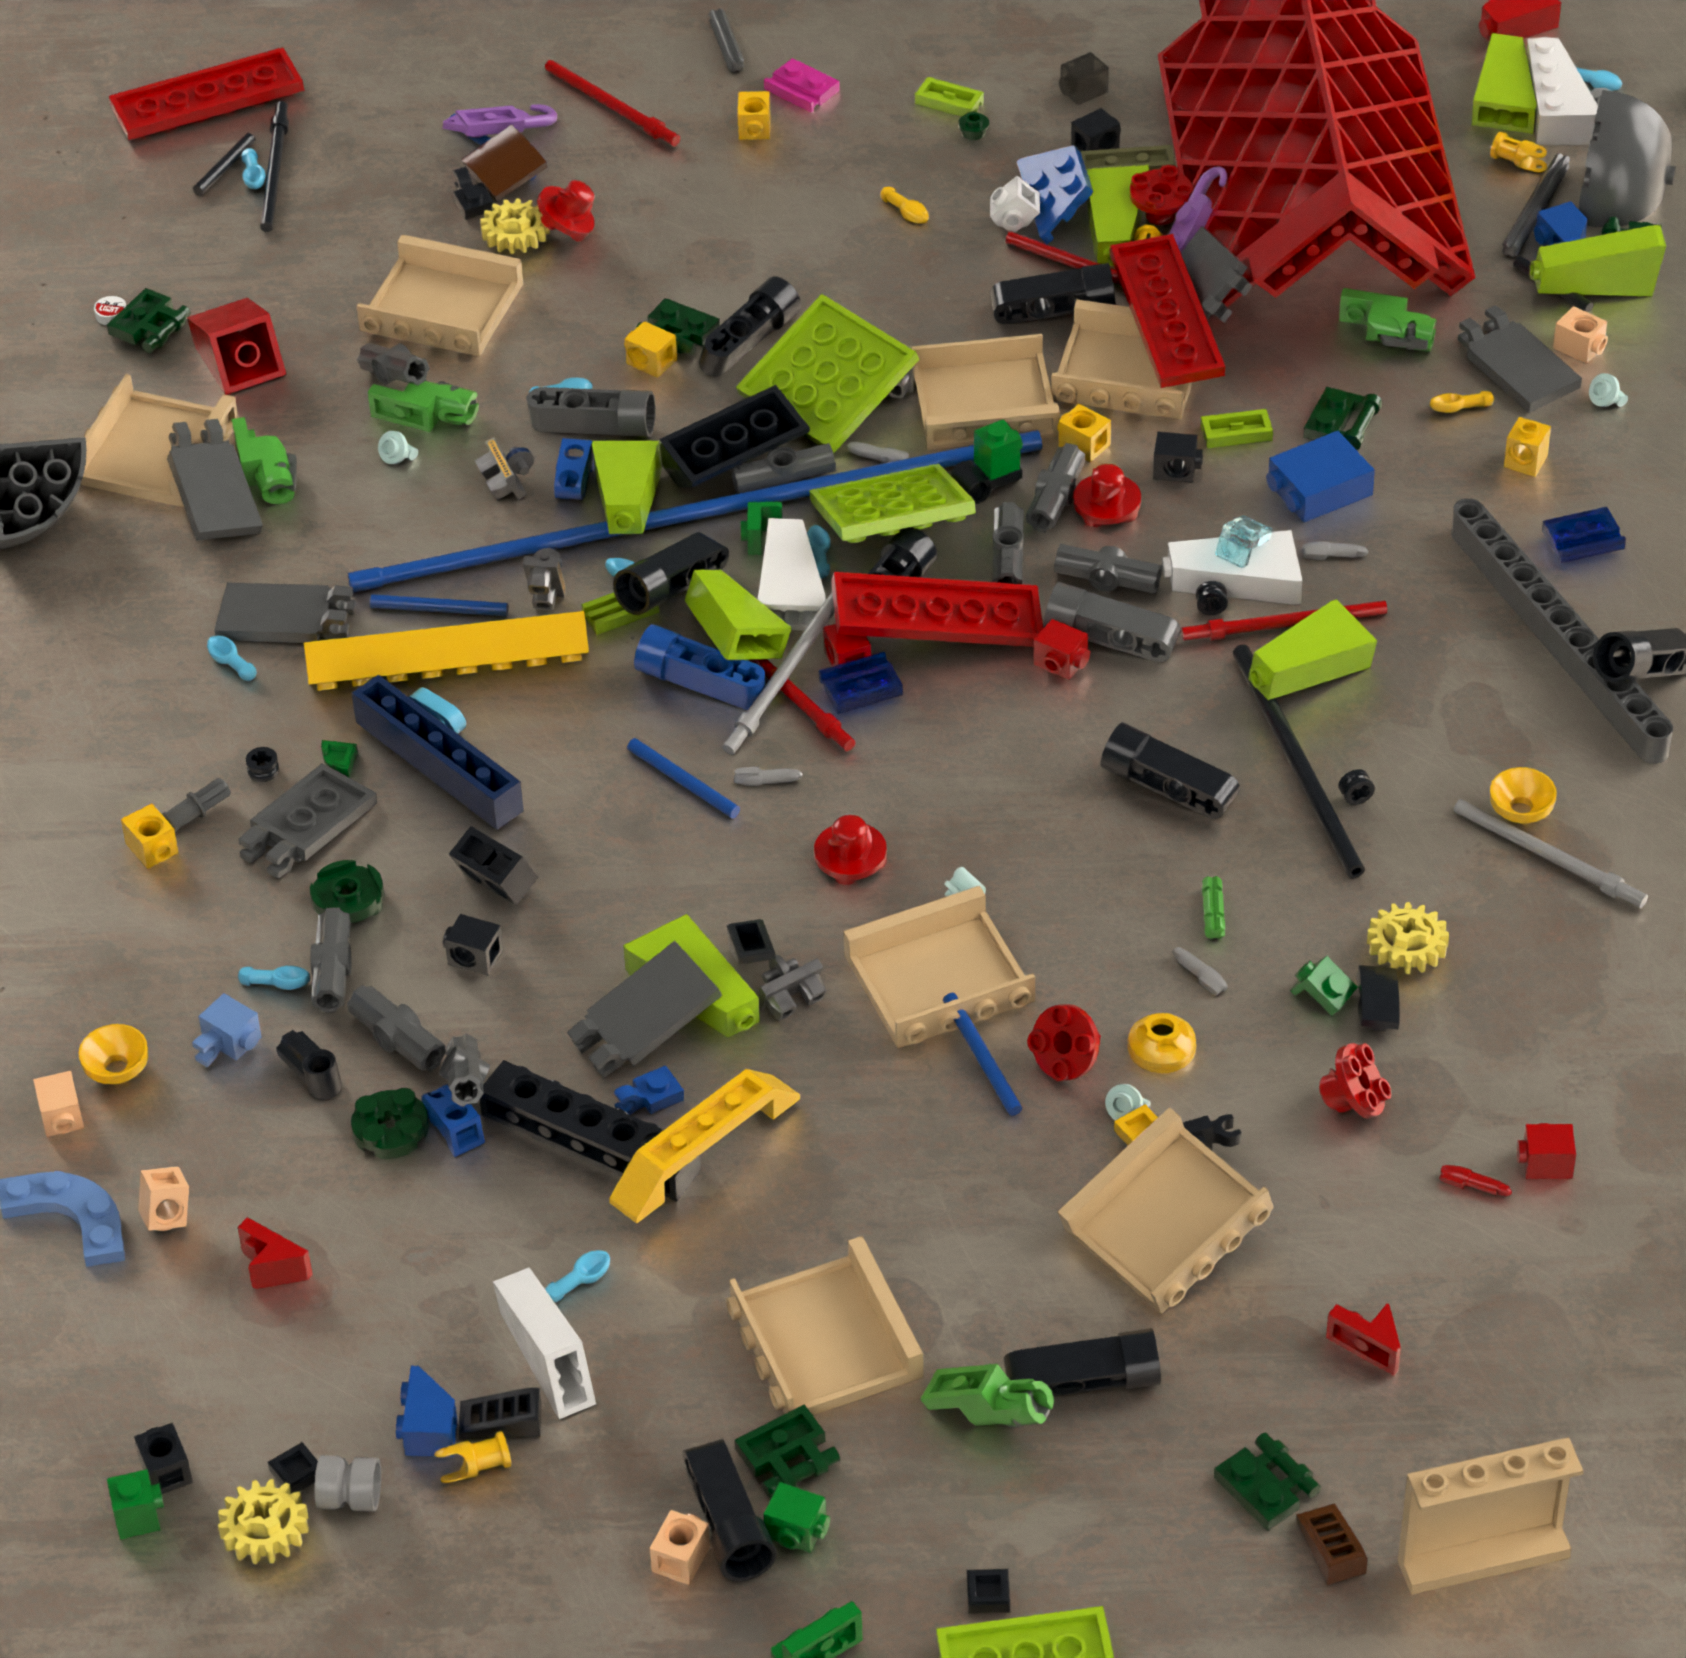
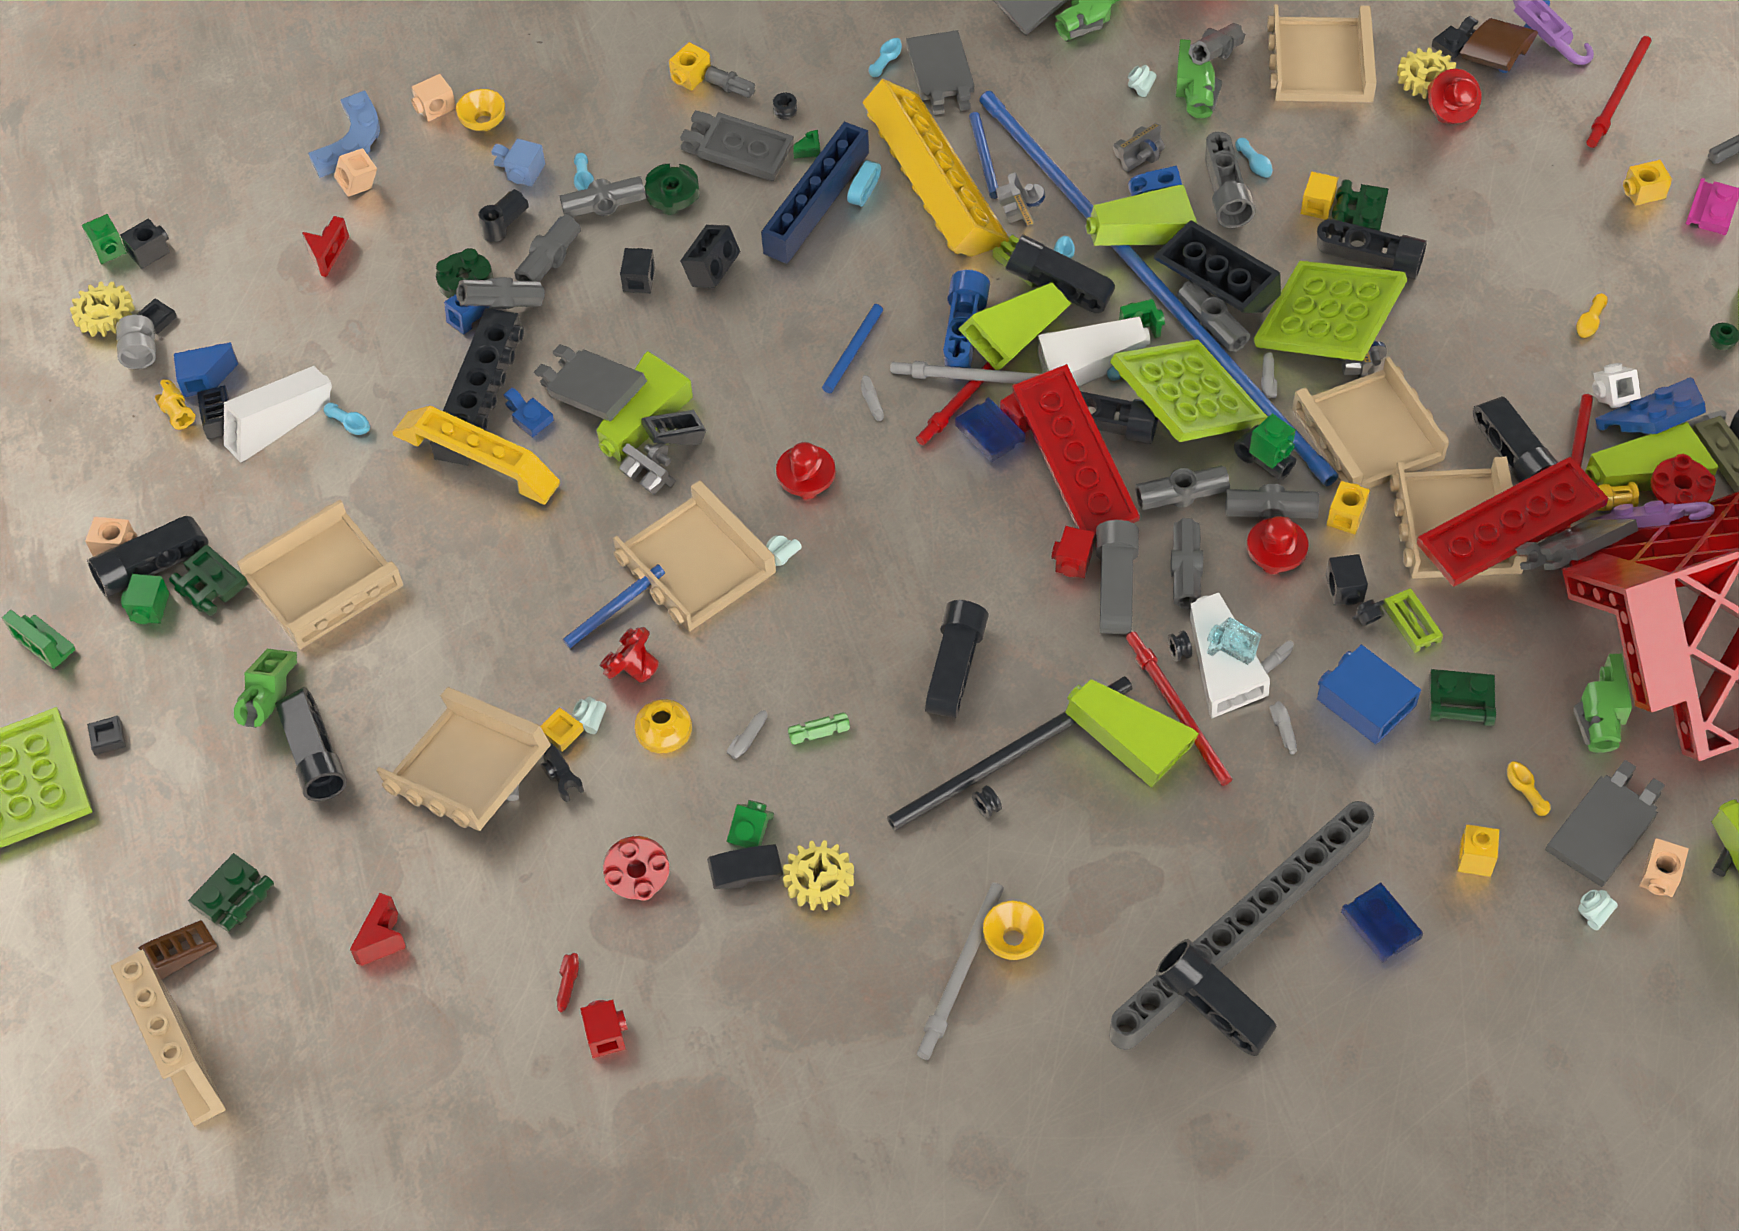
camera: 75 degrees right, 10 degrees up
(1221, 451) = (1369, 612): none -> black plate

